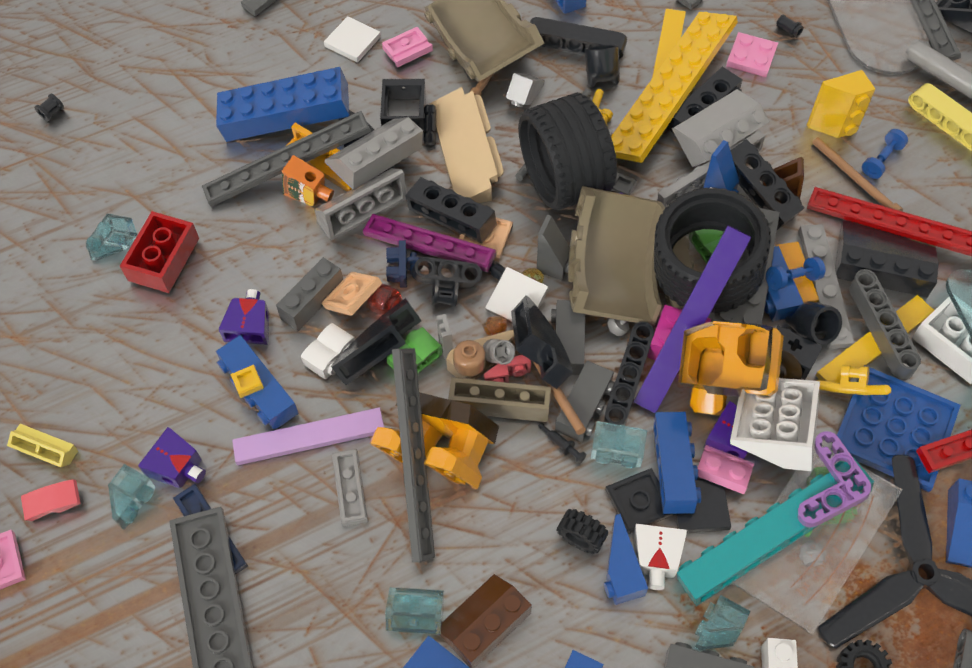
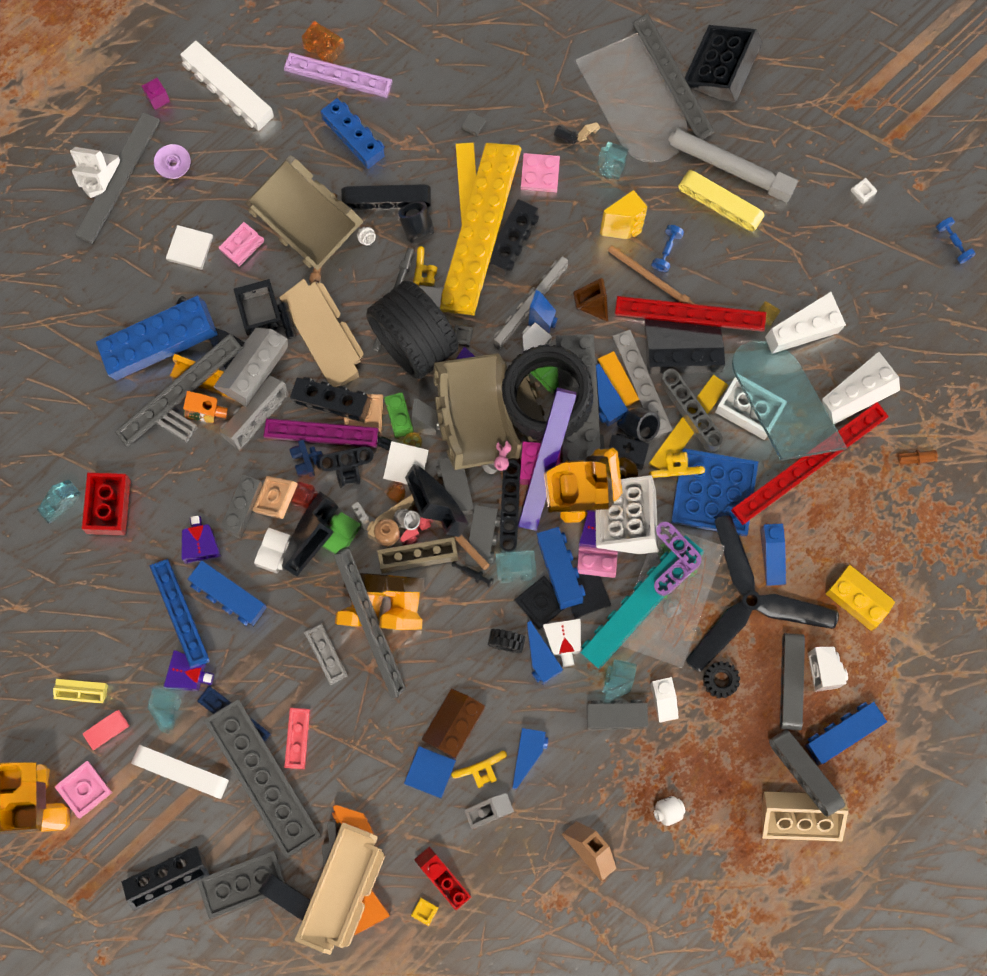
camera: 20 degrees left, 15 degrees up
(117, 578) = (180, 771): none -> white beam
(192, 391) = (179, 613): none -> blue tile
(247, 381) = (222, 597): yellow tile -> none
(277, 580) = (297, 738): none -> coral tile
(283, 208) = (189, 432): none -> light grey tile
(306, 436) = (281, 623): lavender tile -> none
(414, 610) = (404, 732): clear light blue brick -> none
(524, 89) = (356, 262): slope -> none
(524, 244) = (398, 415): none -> bright green brick
(543, 67) = (366, 235): none -> white plate
(633, 318) = (501, 462): none -> bright pink arm
(726, 119) = (529, 261): light grey slope -> none
(763, 195) = (579, 320): black brick -> none
(777, 276) = (629, 376): blue wheel -> none
(815, 26) = (587, 129): none -> tan tile
(839, 53) = (612, 160): none -> clear light blue brick

